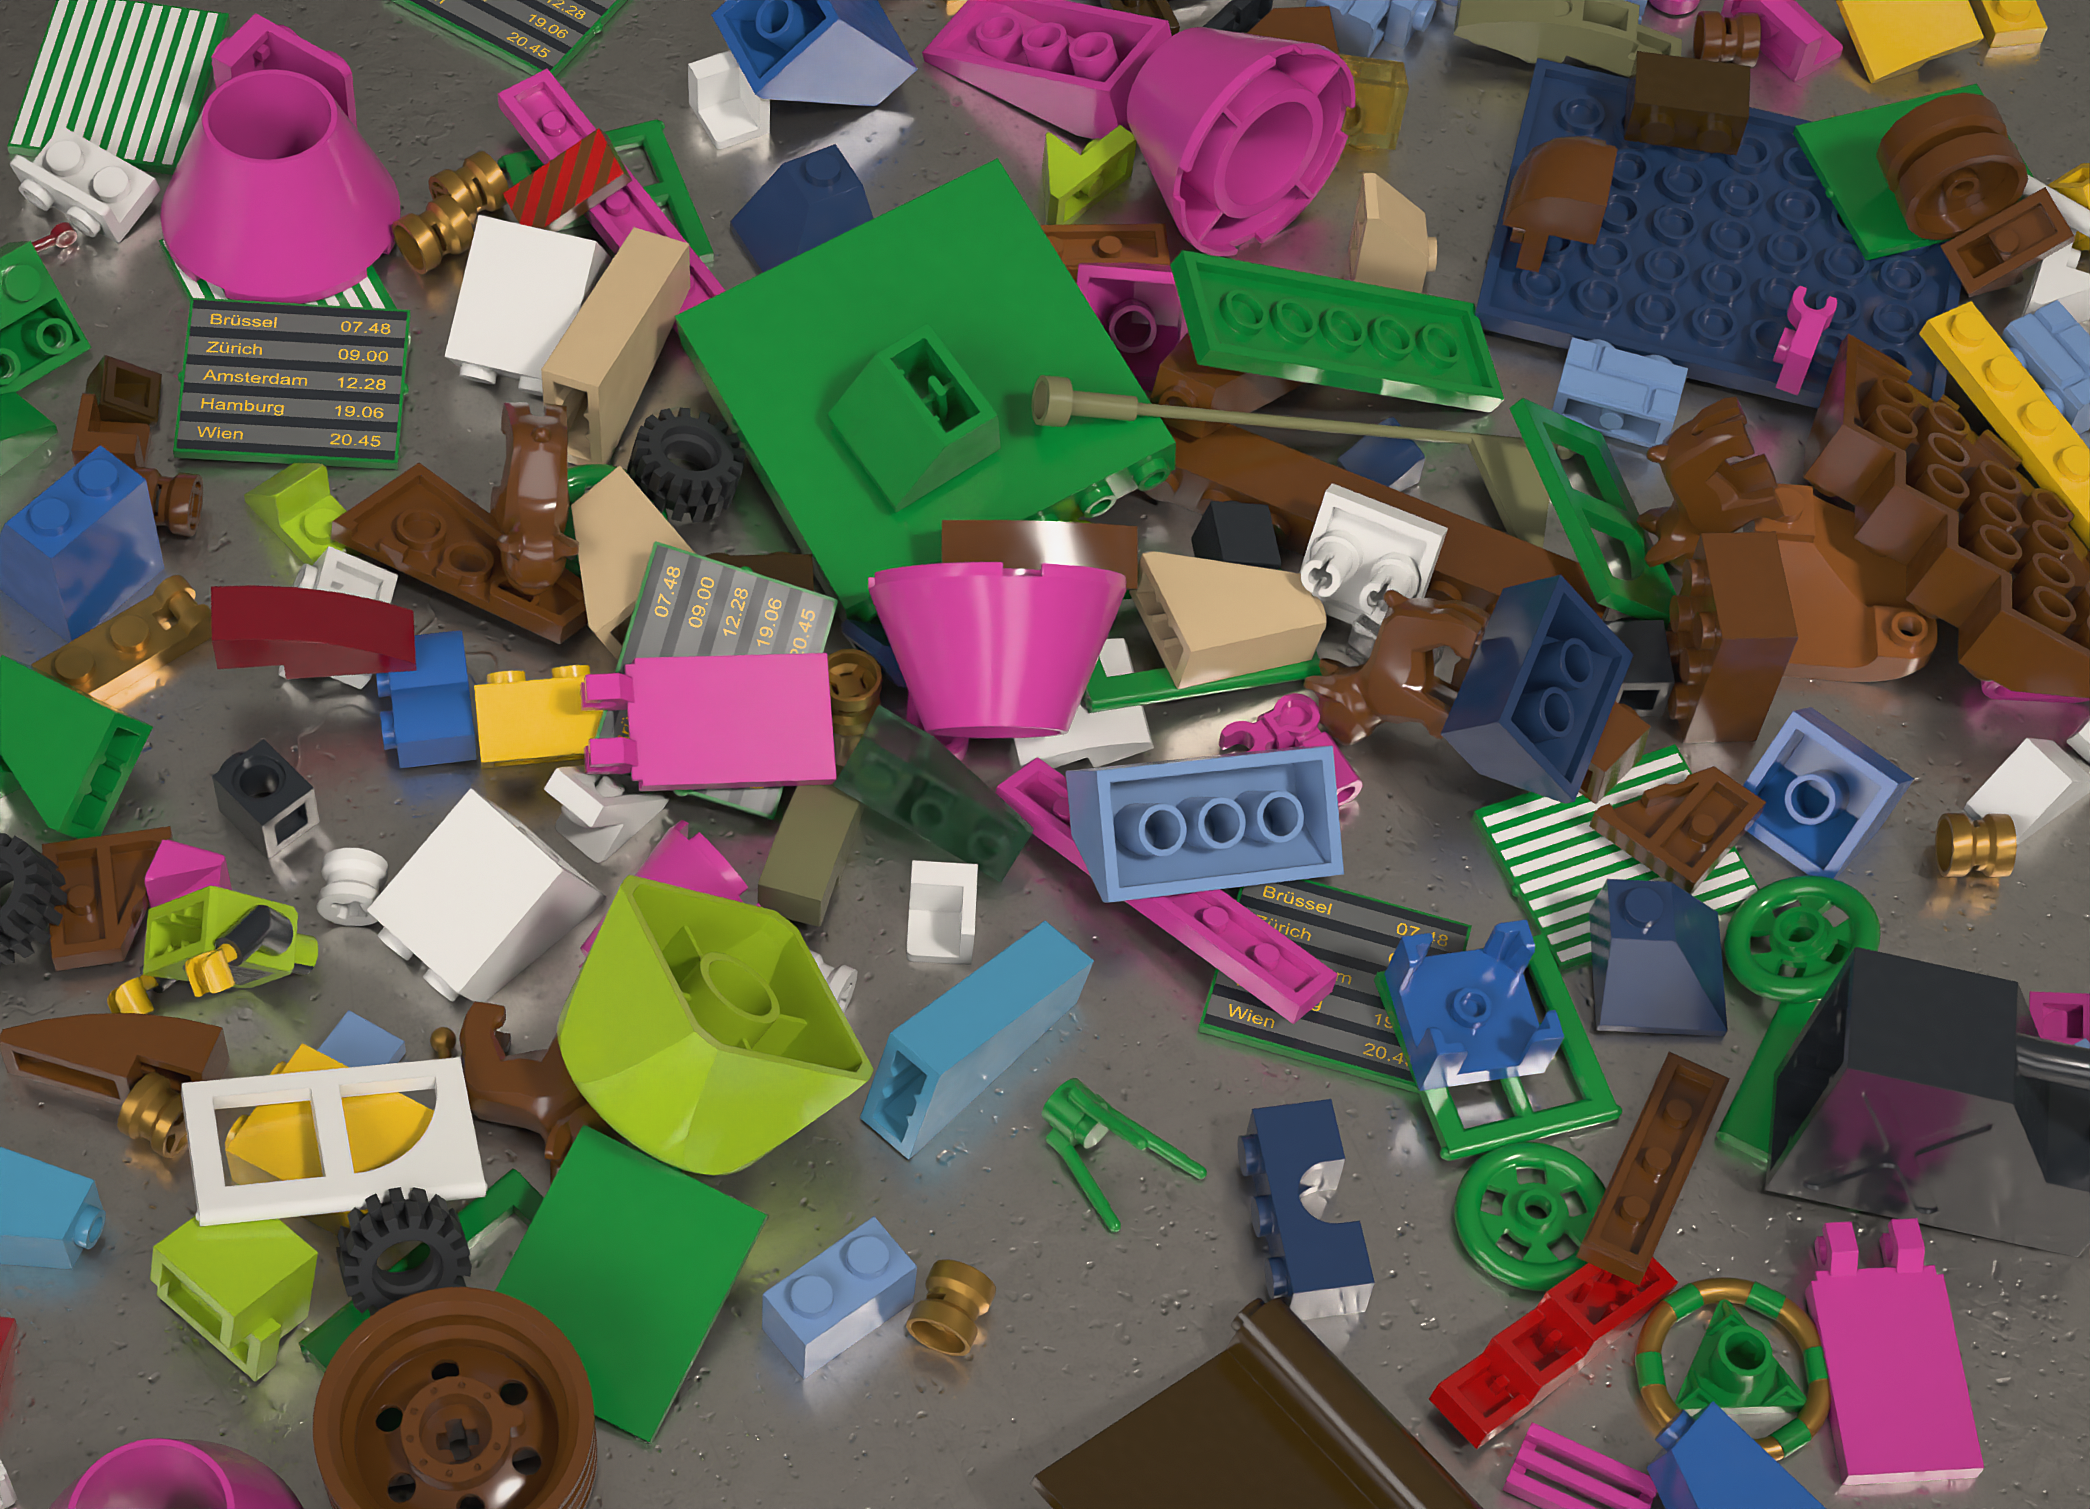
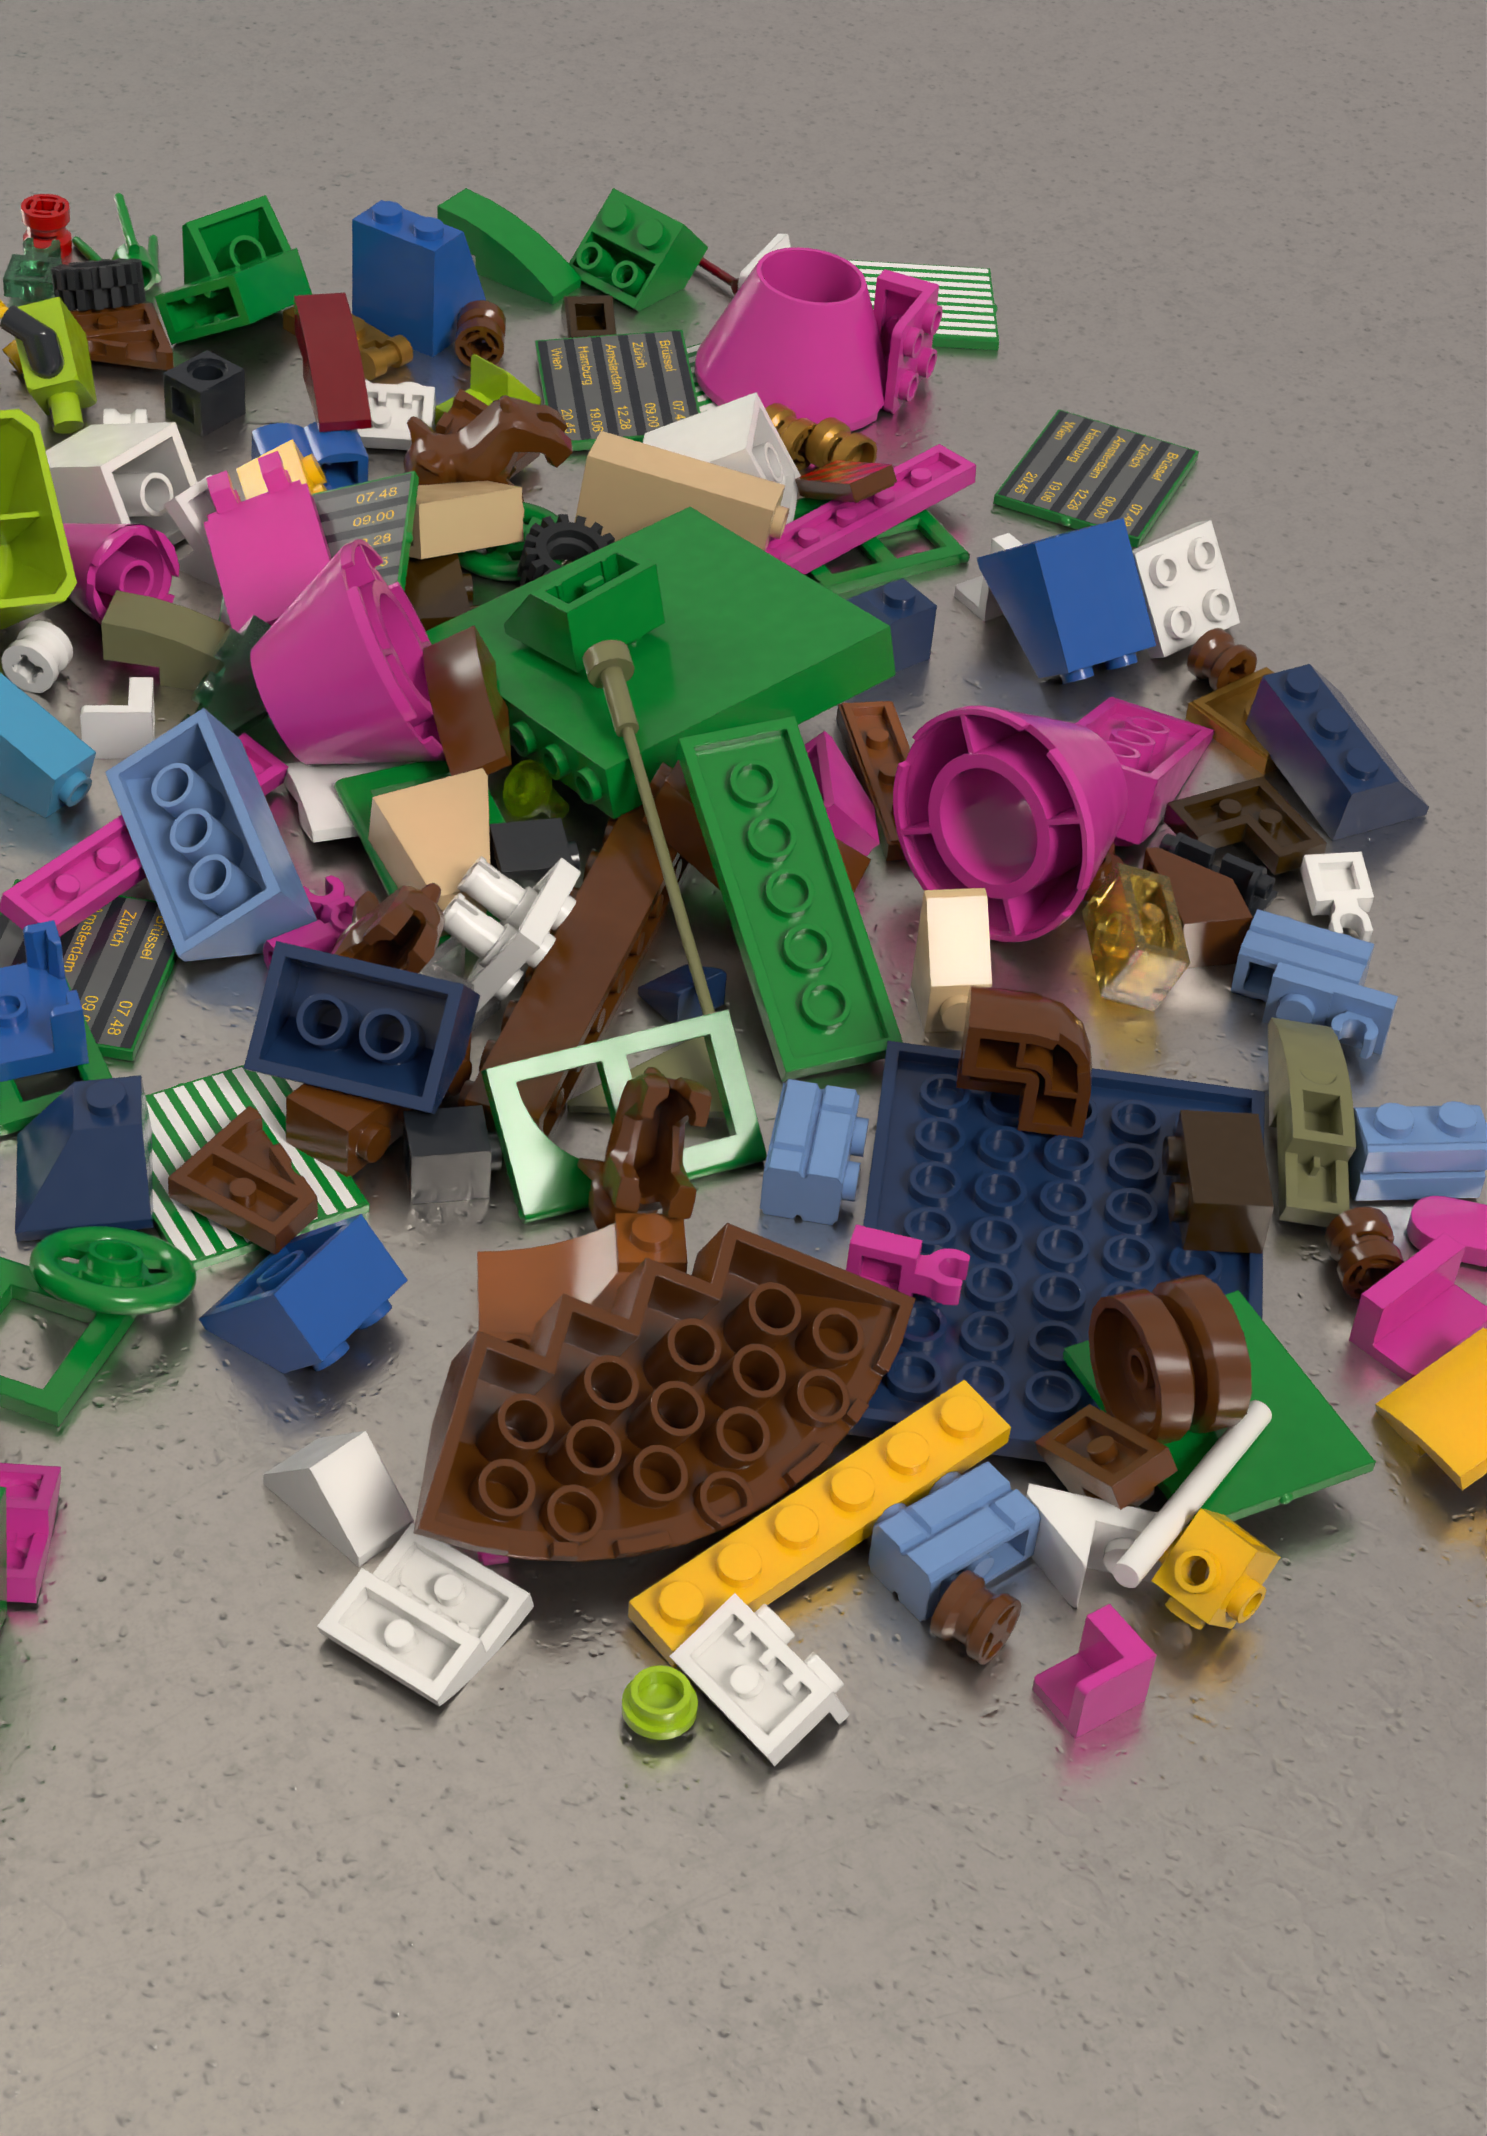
camera: 85 degrees right, 15 degrees down
(124, 440) = (532, 308): reddish brown panel -> none
(182, 870) = (130, 366): dark pink slope -> none
(1729, 637) = (451, 1165): reddish brown brick -> none
(1982, 845) = (248, 1435): pearl gold wheel -> none

